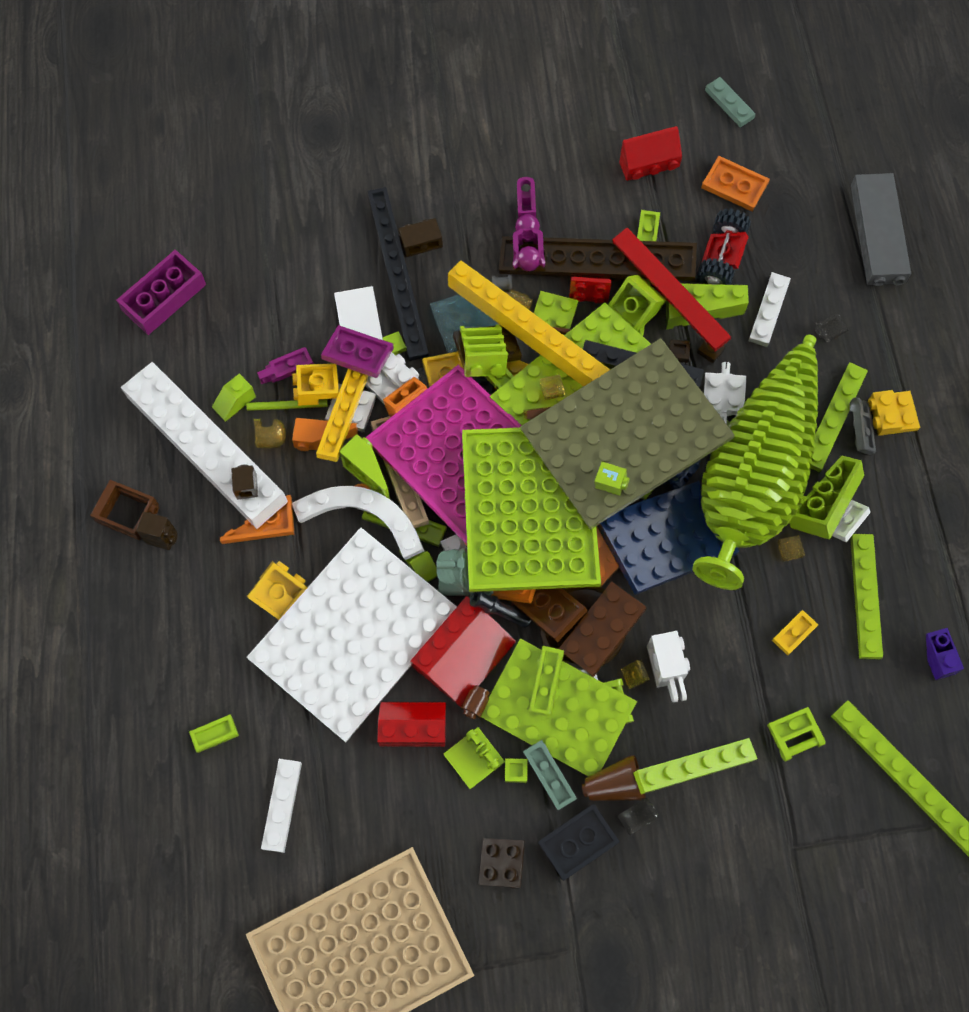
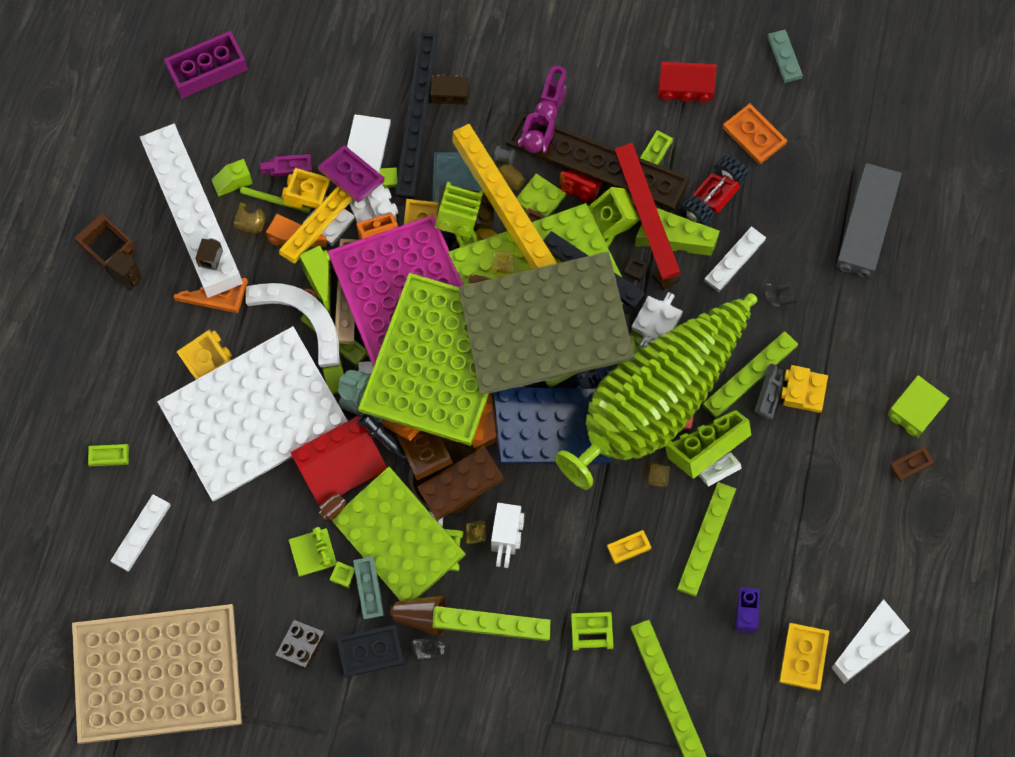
camera: 20 degrees right, 0 degrees up
(412, 724) = (272, 506): red slope -> none
(546, 680) = (395, 509): lime tile -> none
(611, 478) = (512, 357): lime brick -> none

